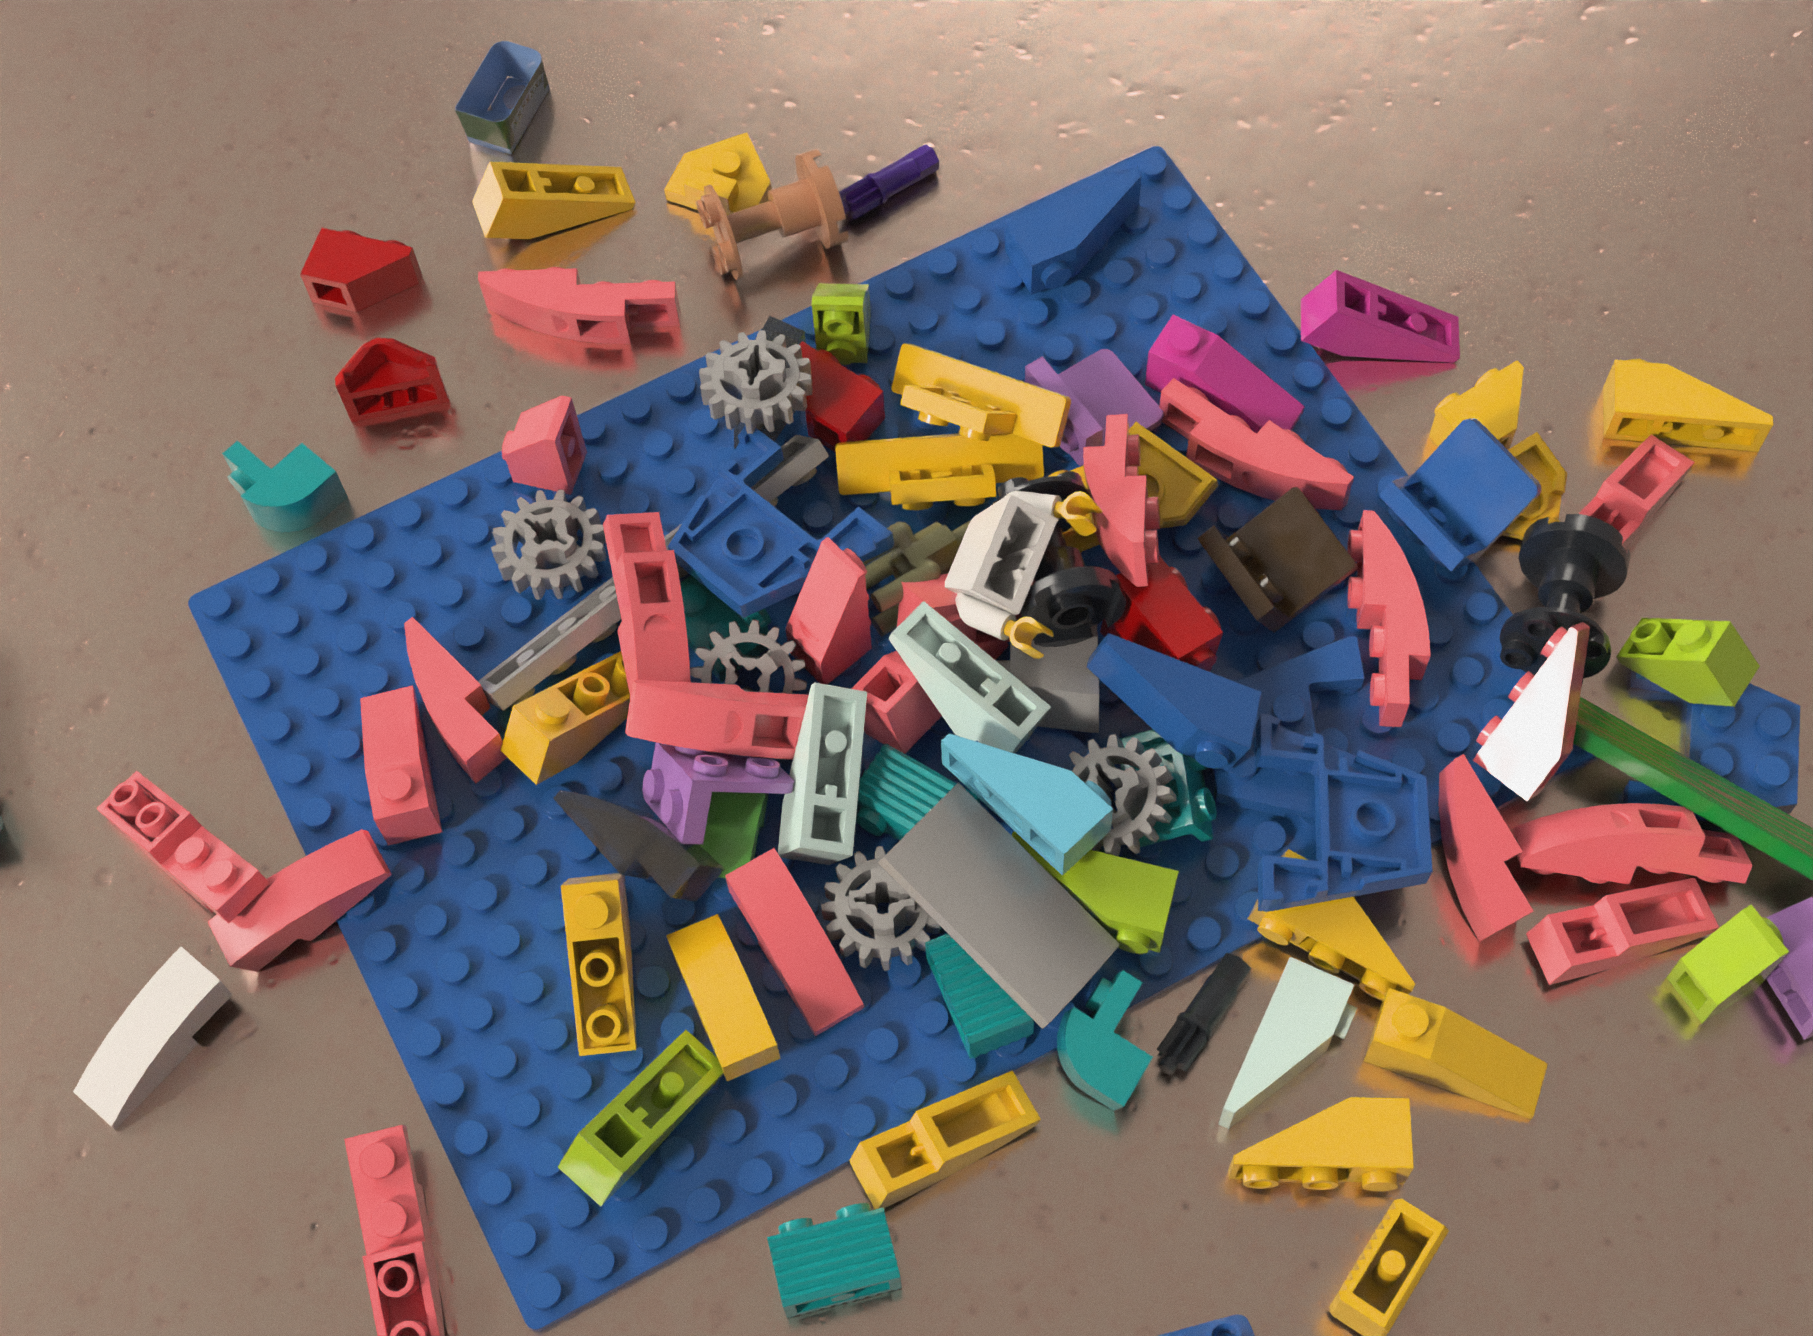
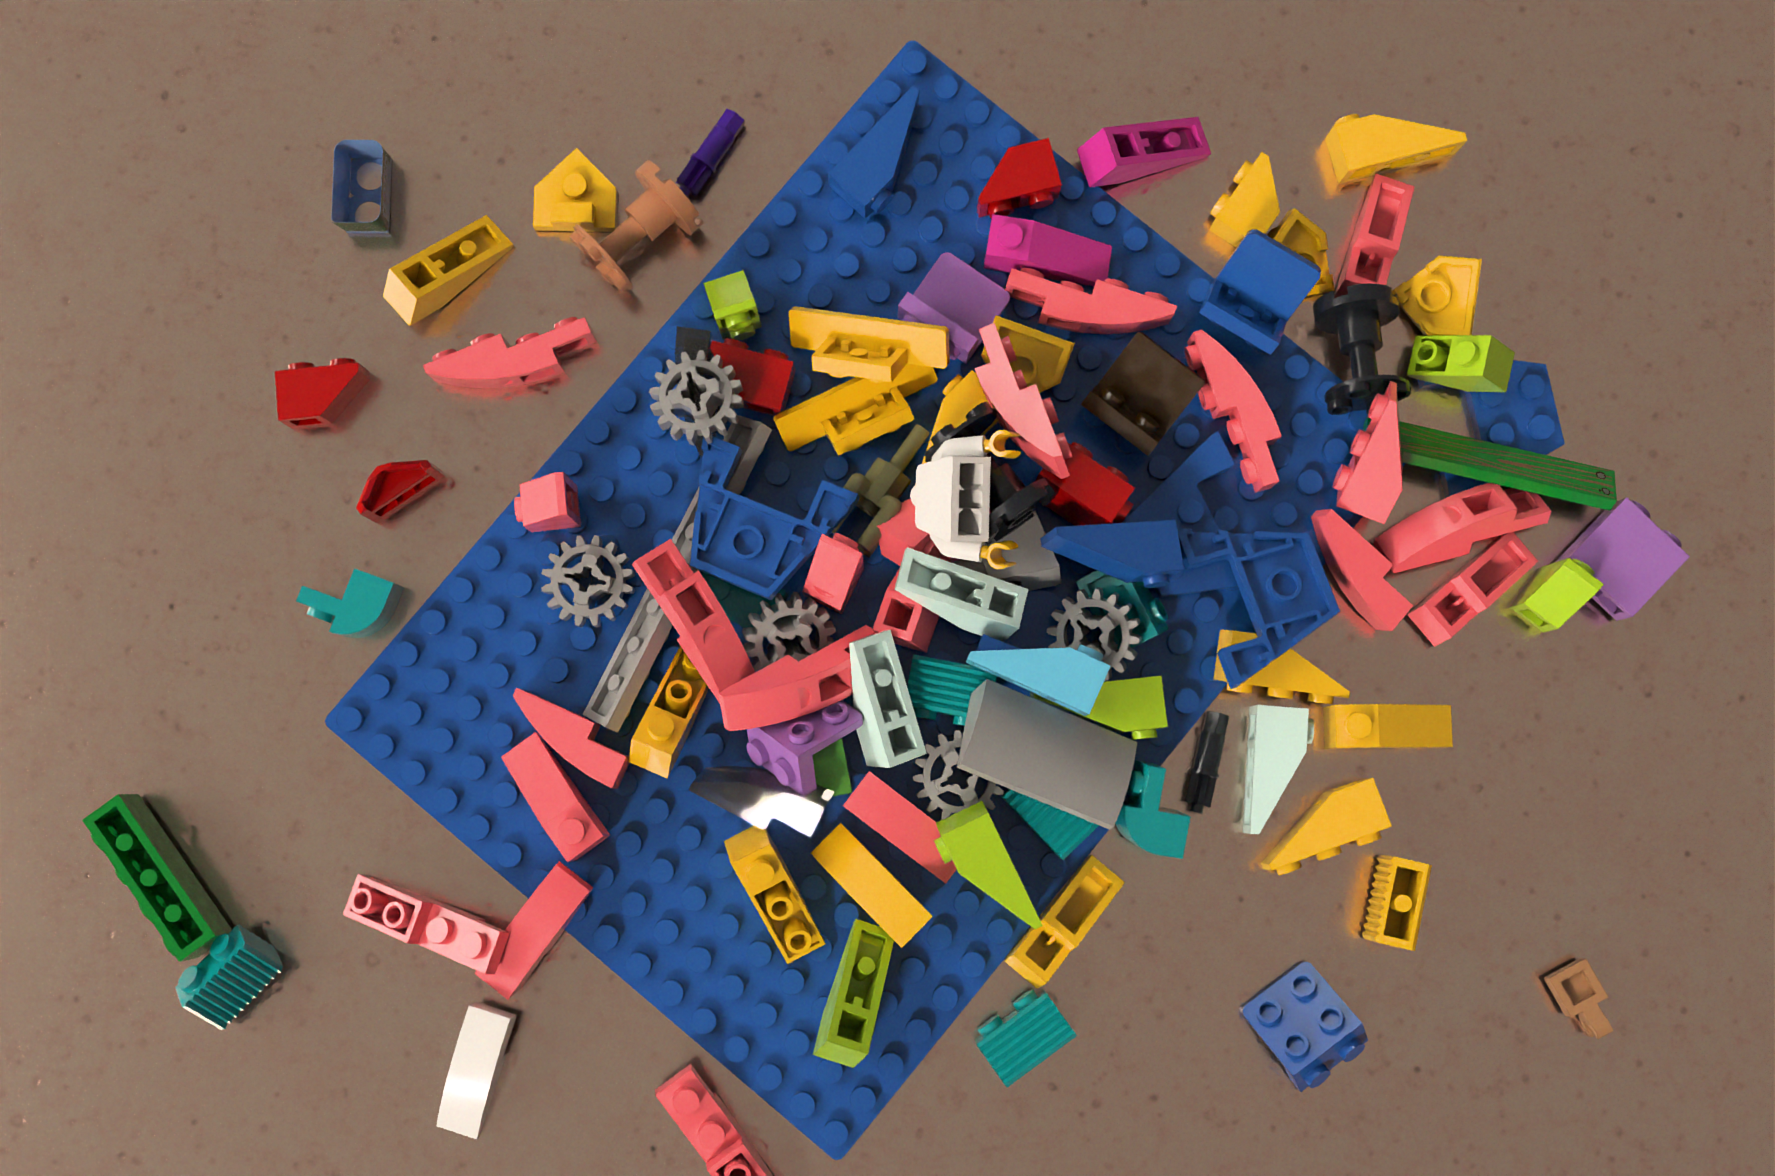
camera: 25 degrees left, 20 degrees up
(869, 998) = (983, 860): none -> lime slope
(1223, 299) = (1021, 179): none -> red slope
(1692, 583) = (1442, 296): none -> yellow plate

